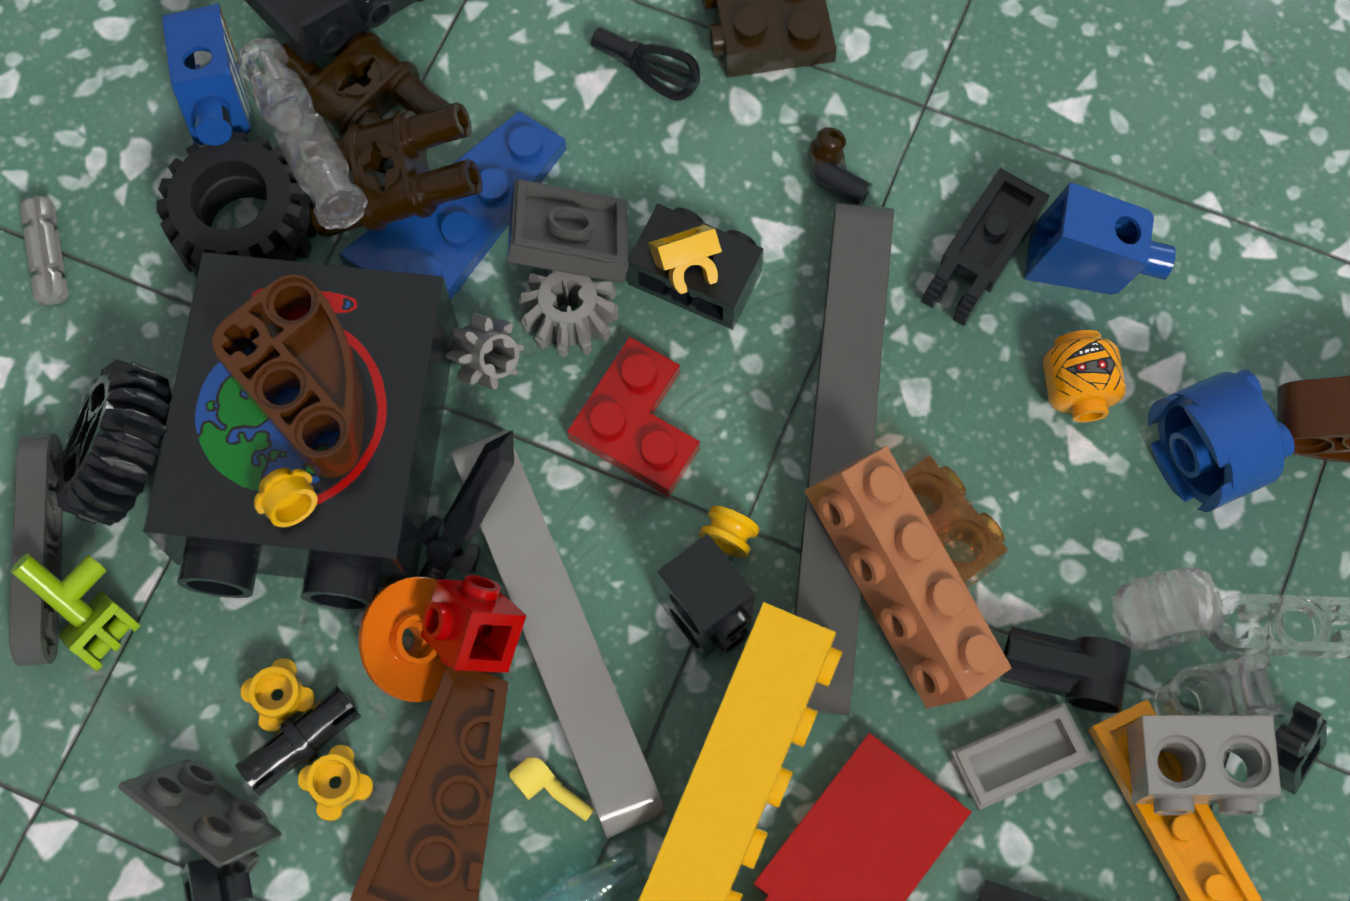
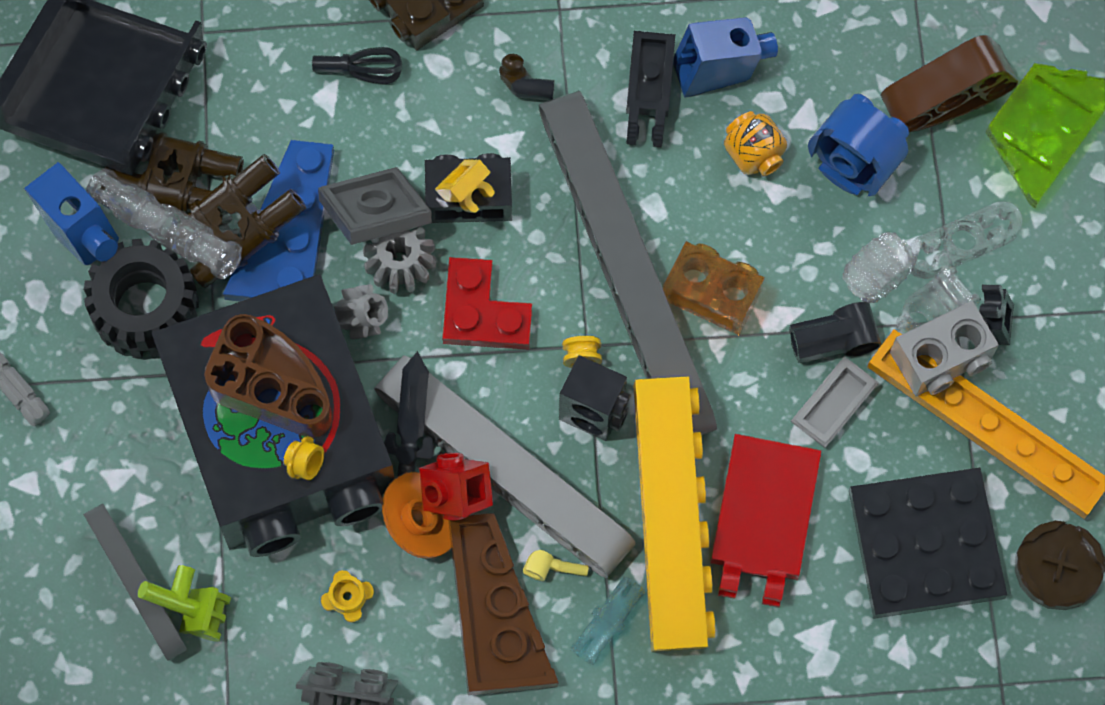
camera: 30 degrees left, 0 degrees up
(113, 443) = (156, 485): black gear -> none
(297, 741) = (378, 616): black pin -> none
(317, 779) = (412, 618): yellow plate -> none
(908, 579) = (712, 324): nougat brick -> none

